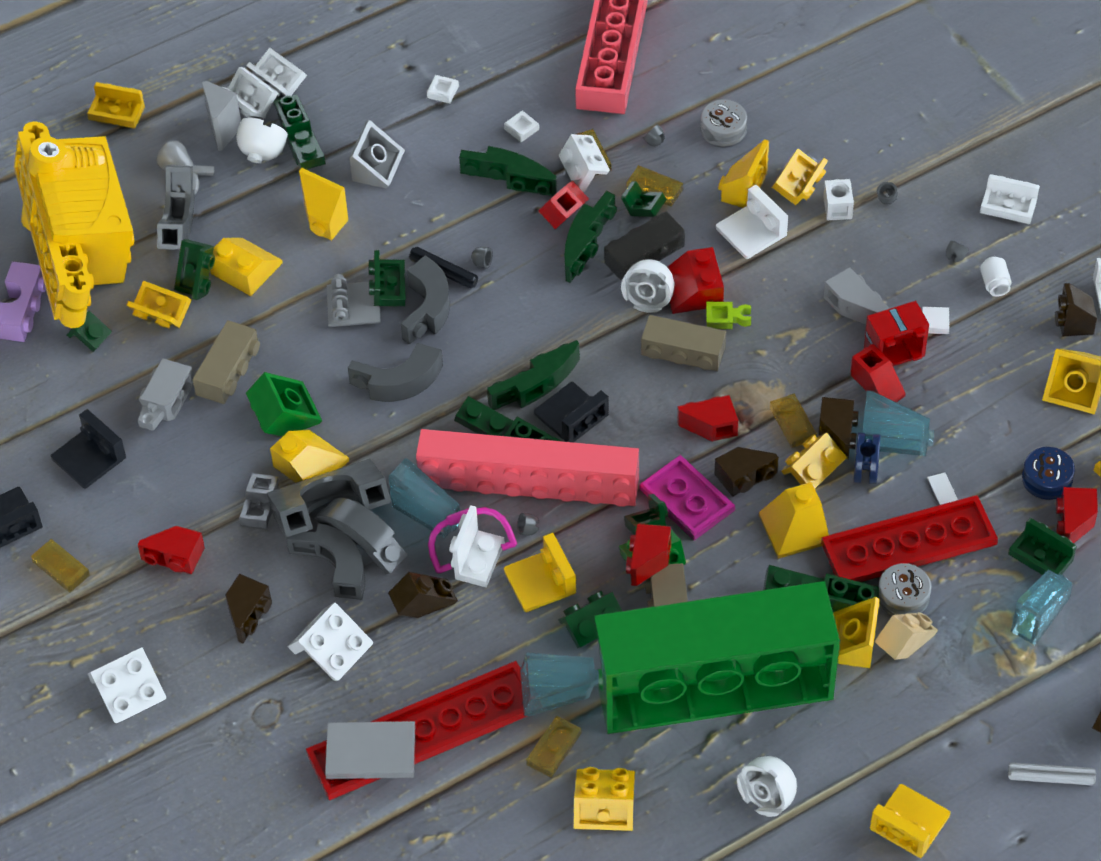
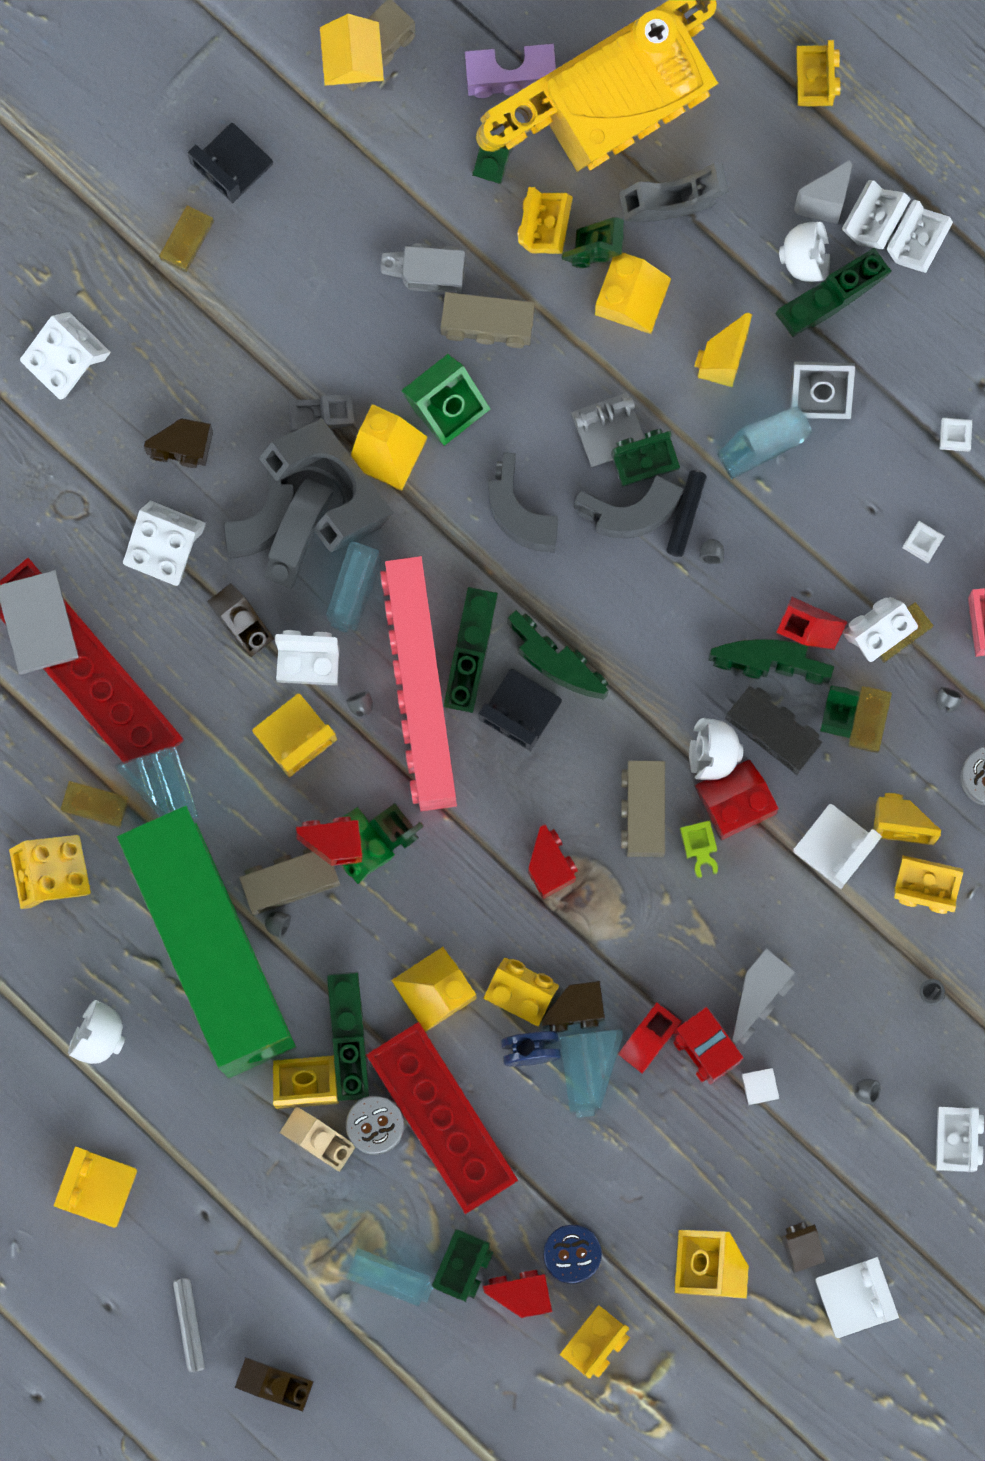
camera: 75 degrees right, 25 degrees up
(90, 452) = (331, 216): black bracket -> none
(173, 548) = (234, 347): red slope -> none
(176, 154) = (755, 169): light grey piece -> none
(405, 202) = (764, 441): none -> clear light blue slope
(455, 519) = (337, 631): dark pink piece -> none
(517, 170) = (843, 558): dark green slope -> none
(581, 619) = (258, 803): dark green bracket -> none
(688, 497) = (442, 864): dark pink tile -> none
(744, 468) = (488, 915): dark brown slope -> none
(792, 420) = (575, 955): clear yellow plate -> none
(838, 199) = (893, 941): white brick -> none
(942, 488) = (524, 1143): white window -> none
(996, 276) = (839, 1144): white brick -> none

